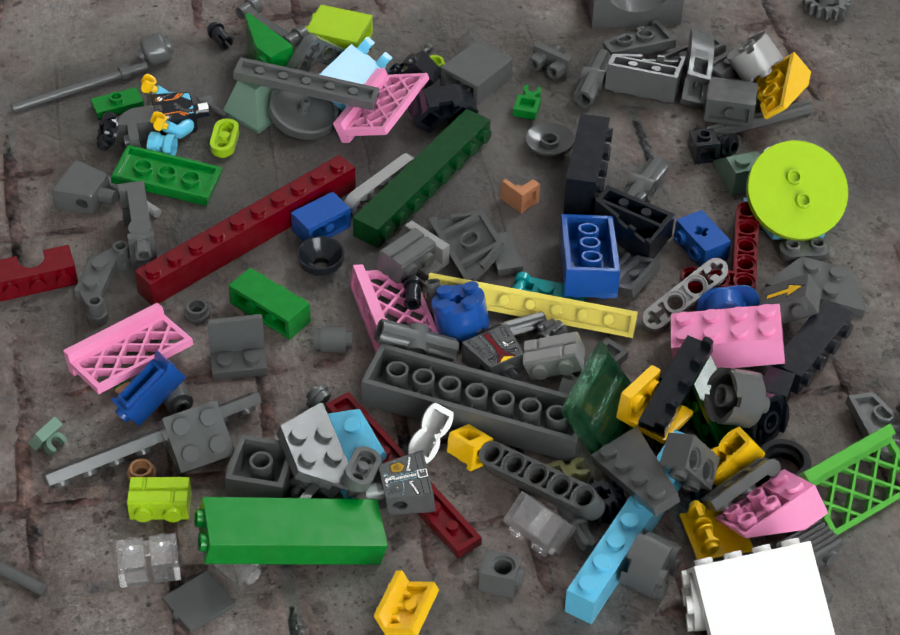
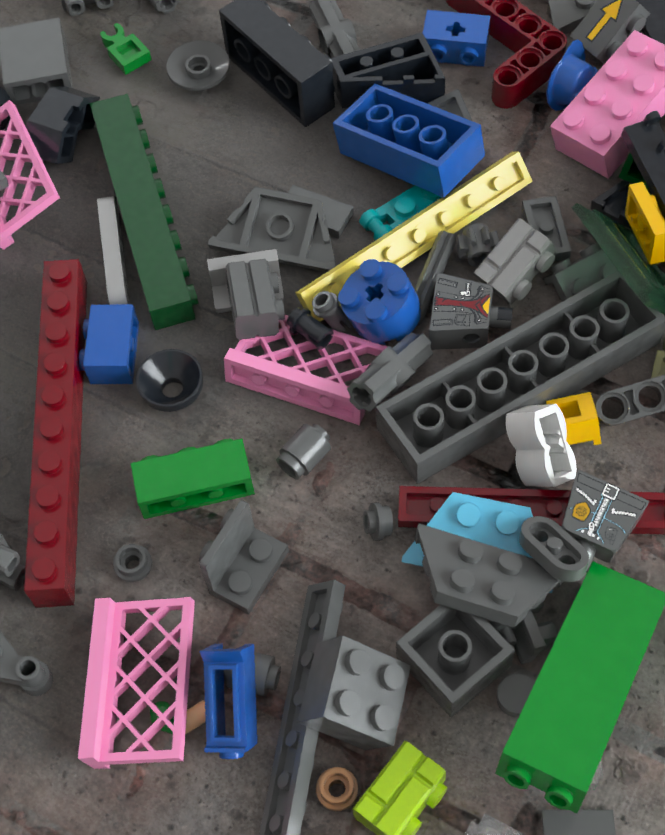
camera: 45 degrees left, 15 degrees up
(520, 197) = (250, 145): nougat panel -> none
(681, 291) = (532, 99): light grey beam -> none

